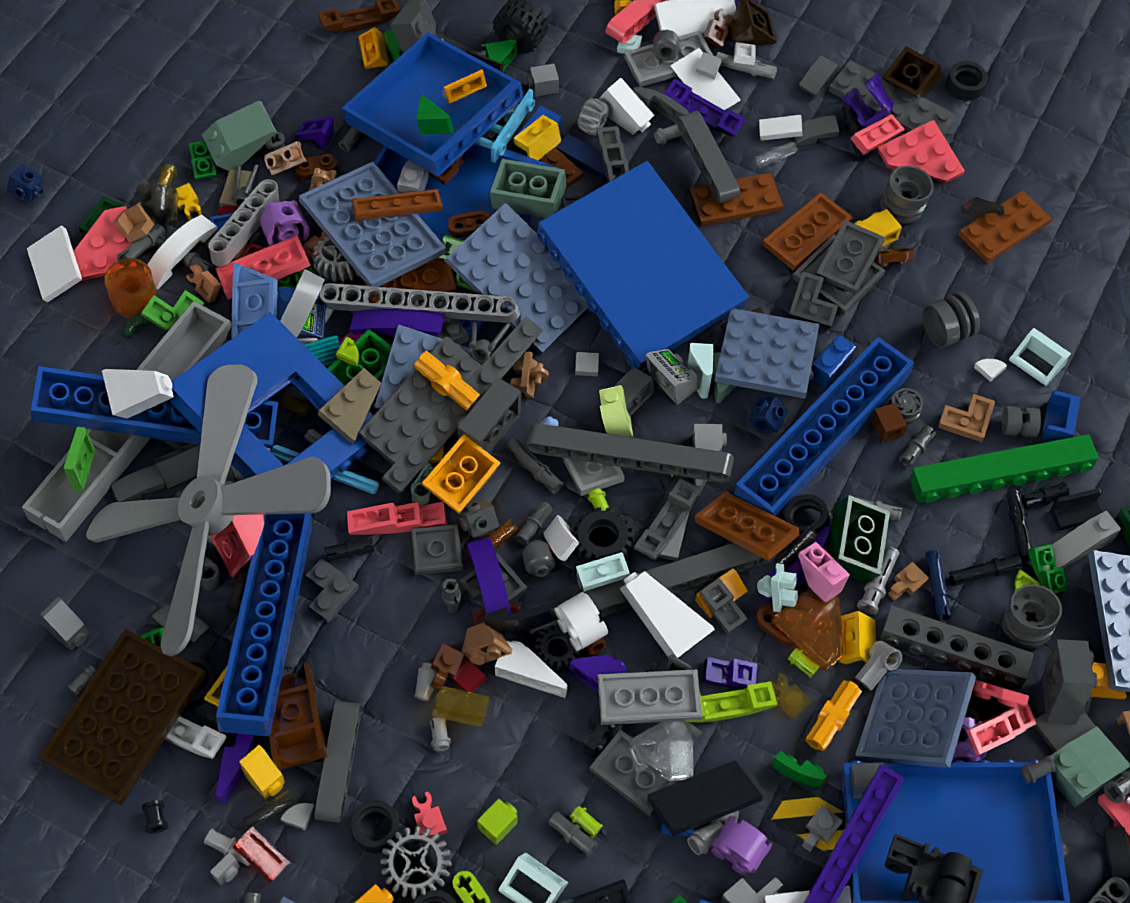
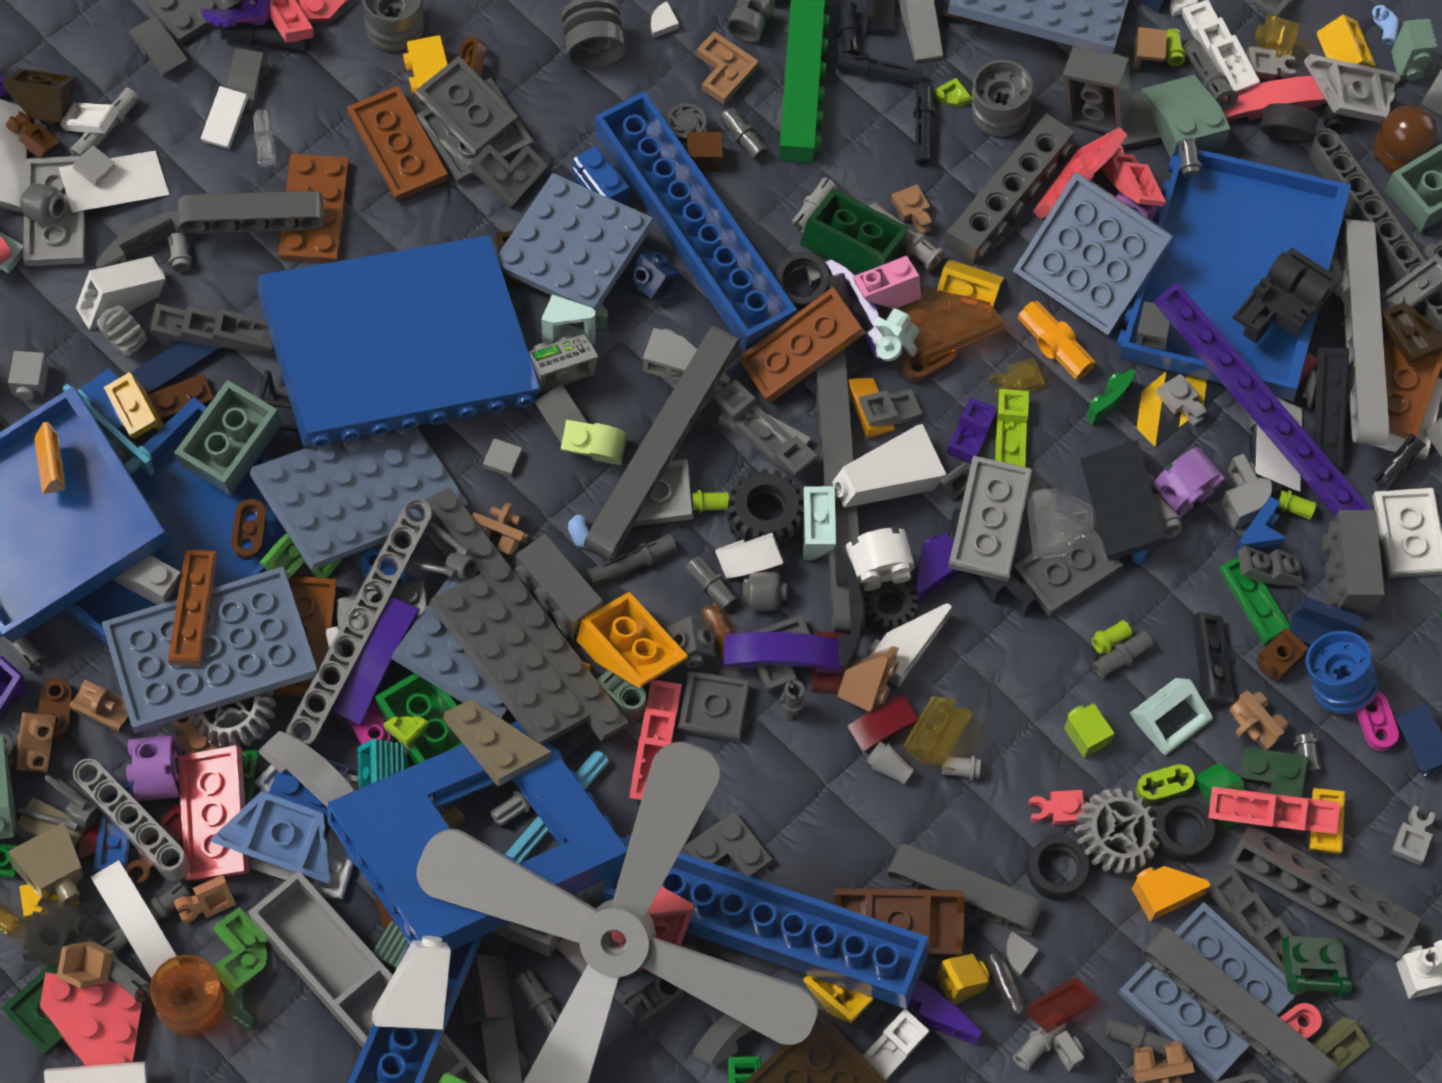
camera: 75 degrees left, 5 degrees up
(202, 189) = (49, 864): none -> dark tan torso
(432, 119) = (90, 513): green slope -> none
(446, 380) = (502, 615): light orange piece -> none
(446, 663) = (881, 730): reddish brown plate -> none
(715, 117) = (163, 195): dark purple slope -> none
(803, 662) = (977, 352): lime pin -> none
(882, 658) = (1007, 264): light grey piece -> none
(939, 592) = (932, 179): dark blue pin -> none
(1046, 570) = (950, 63): green slope -> none

